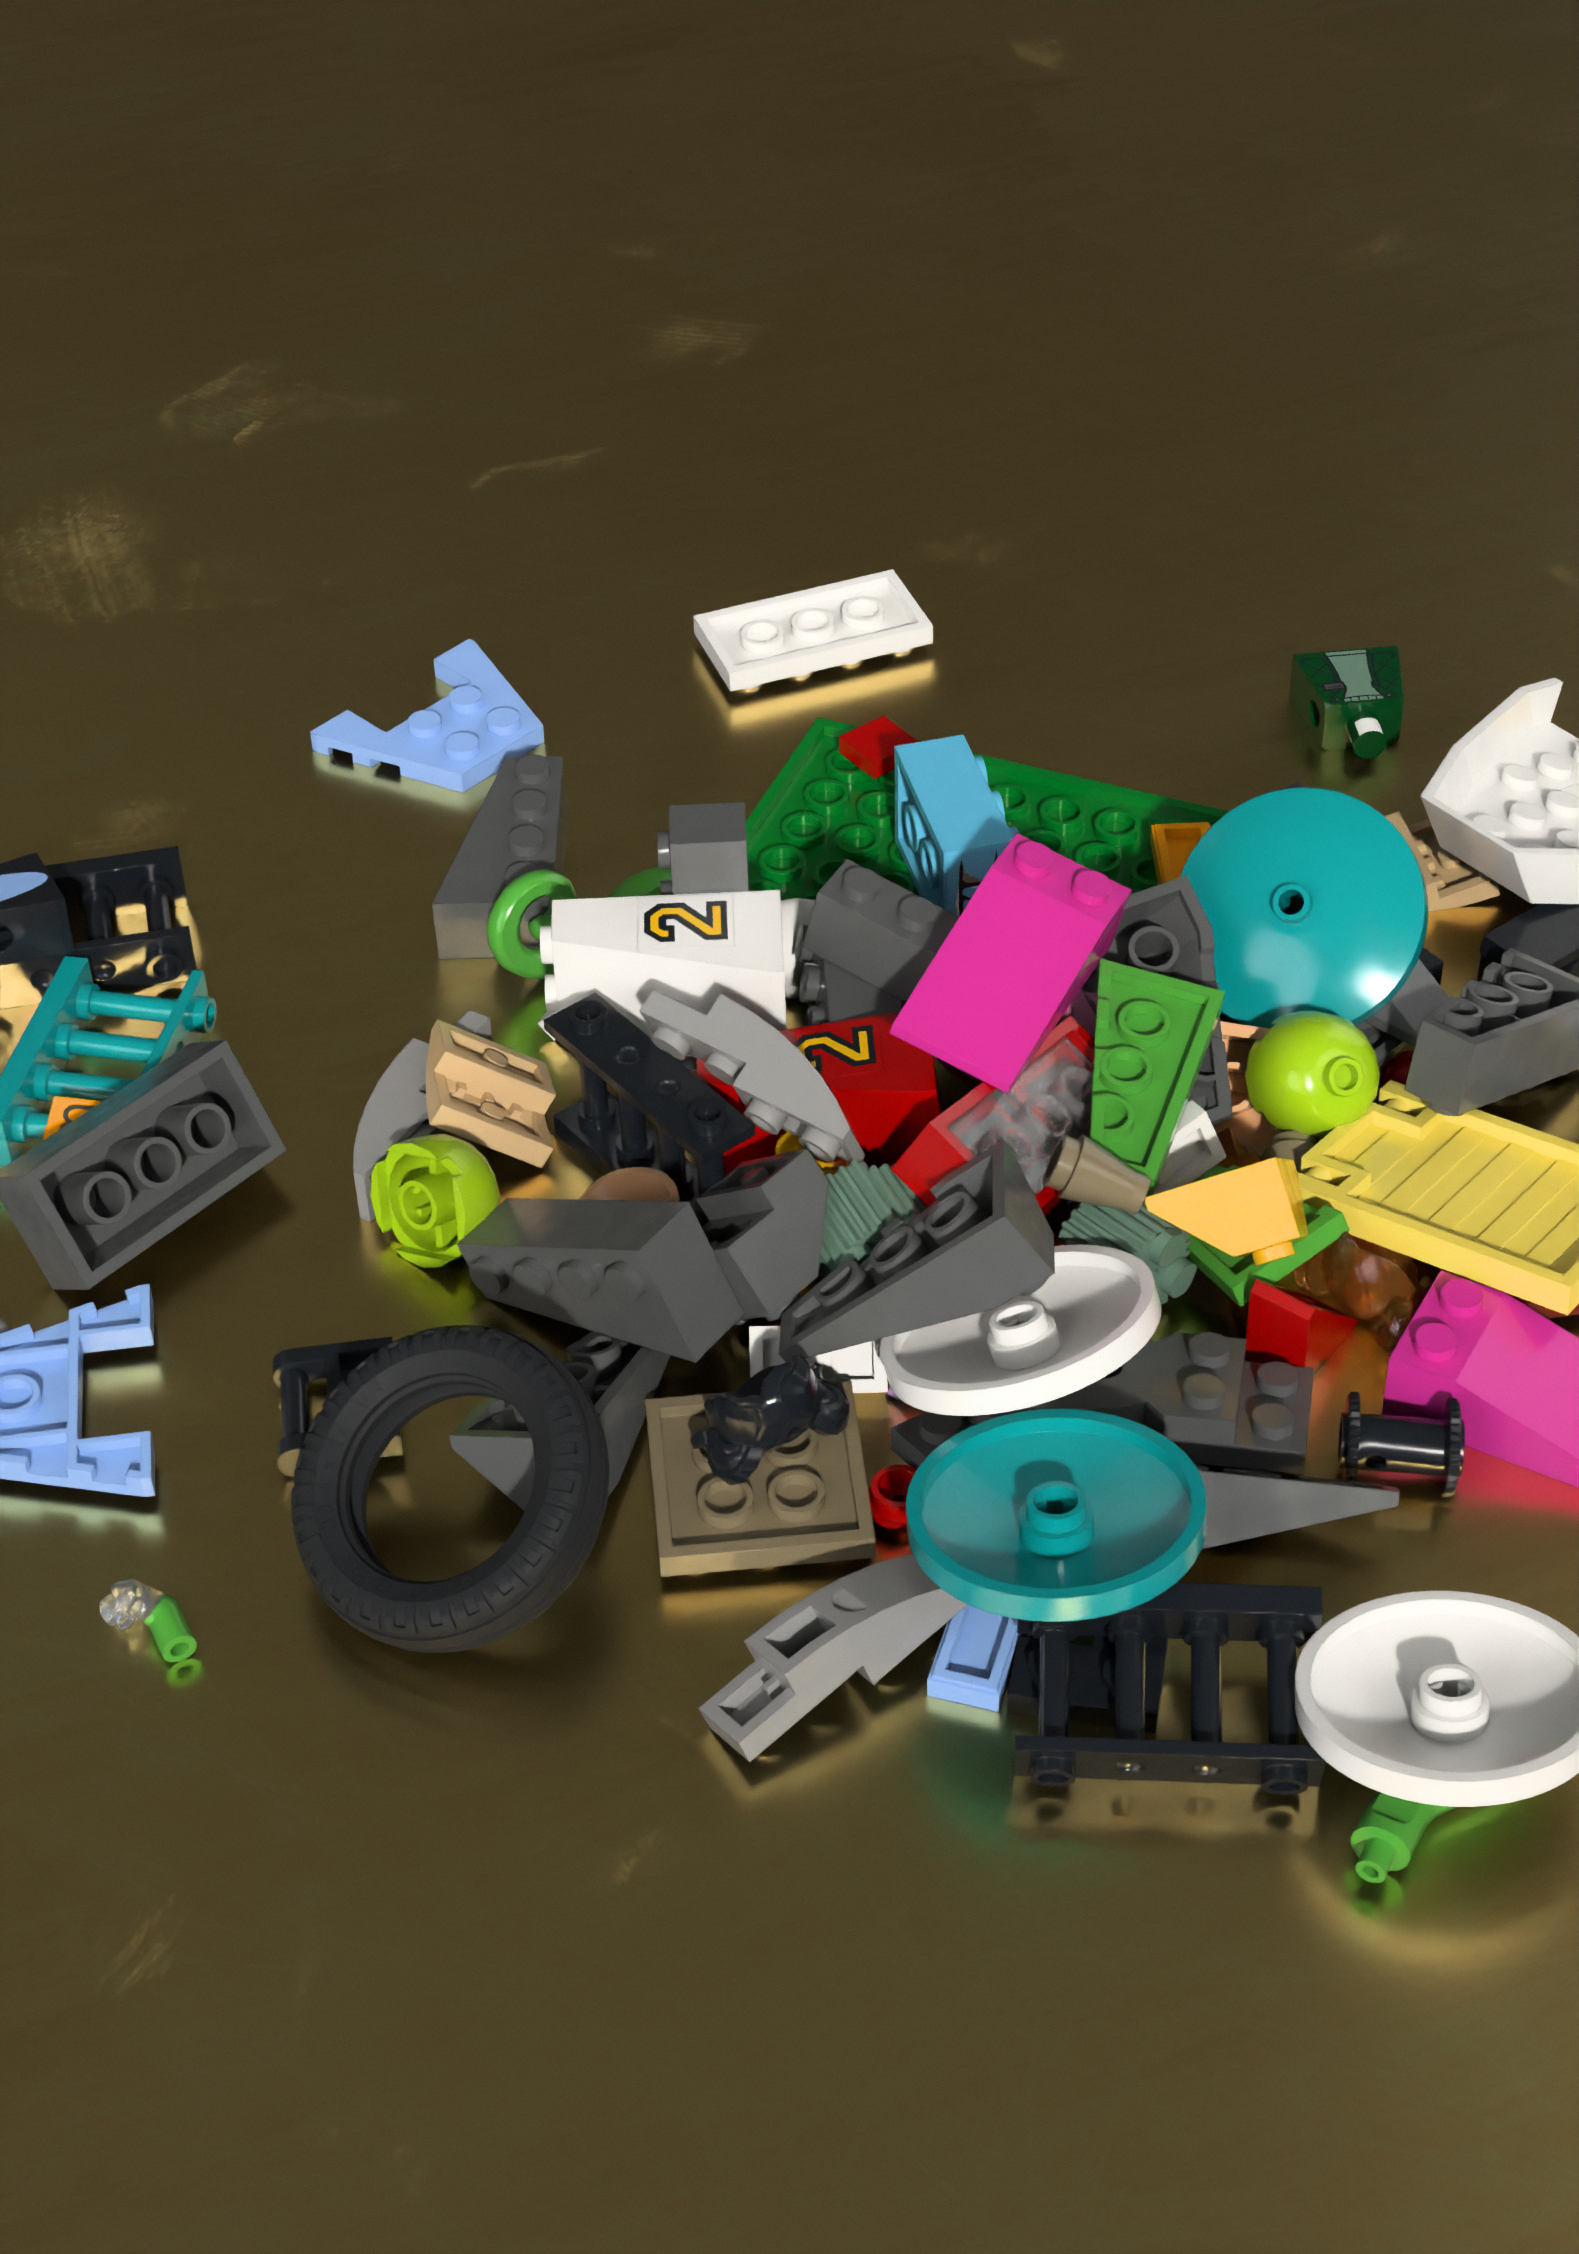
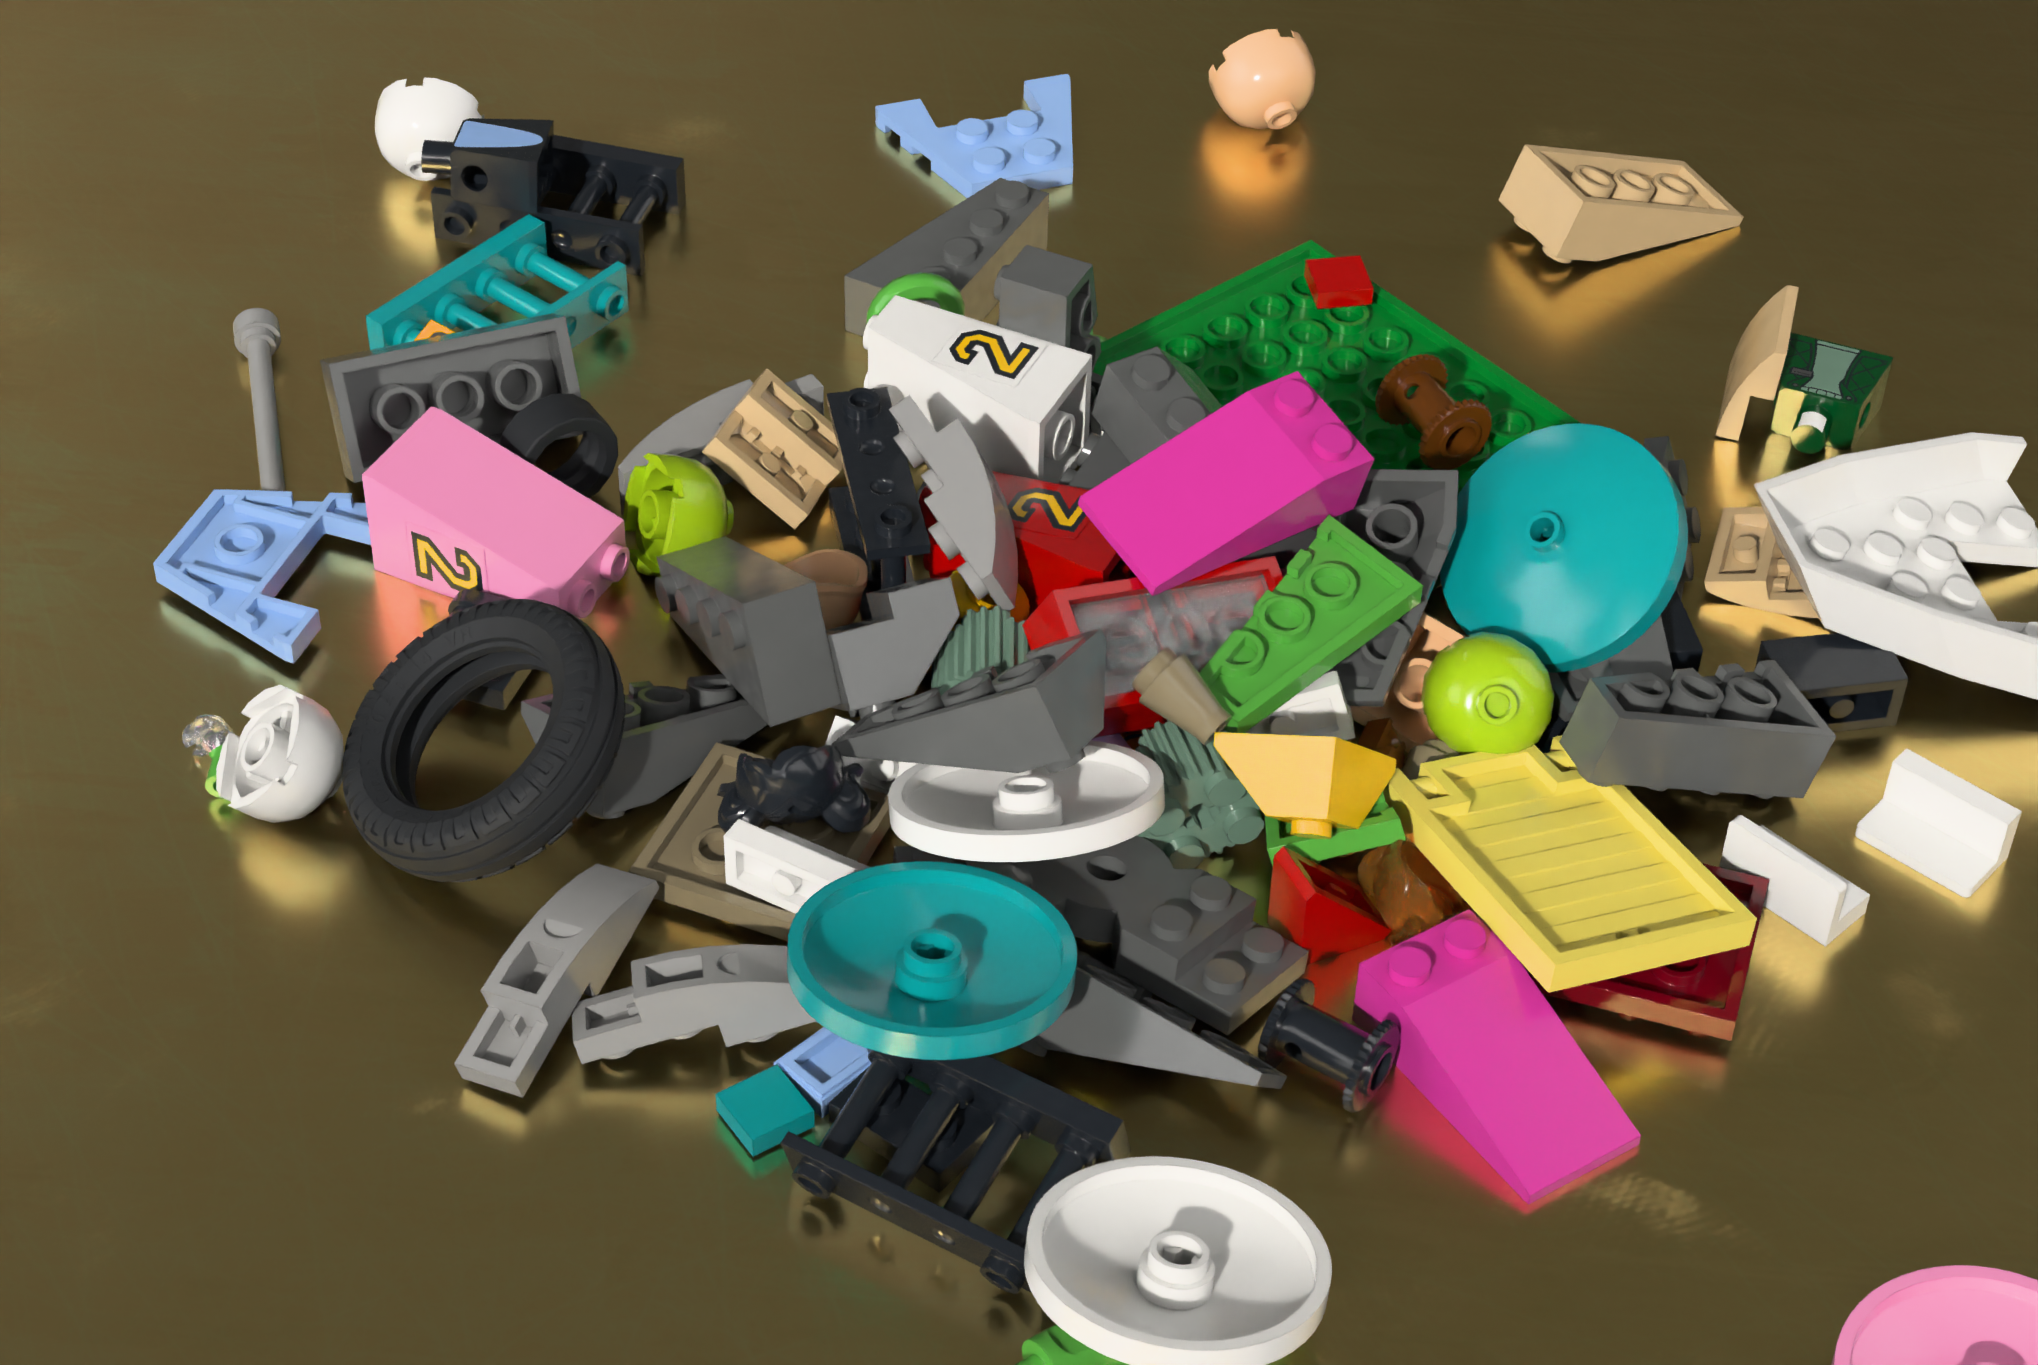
camera: 25 degrees right, 0 degrees up
(237, 1591) = (283, 759): none -> white cylinder
(256, 1275) = (477, 517): none -> bright pink slope
(280, 1180) = (558, 415): none -> black tyre
(667, 583) = (1264, 79): none -> light nougat cylinder
(669, 1691) = (547, 969): none -> light grey slope
(812, 630) = (1372, 165): white plate -> none
(831, 1493) = (780, 865): none -> white panel
(947, 819) = (1331, 343): medium azure brick -> none
(949, 1728) = (764, 1110): none -> teal tile
(1045, 593) = (1609, 202): none -> tan slope
(1071, 835) = (1449, 429): none -> reddish brown hose
(1291, 689) = (1757, 361): none -> tan slope

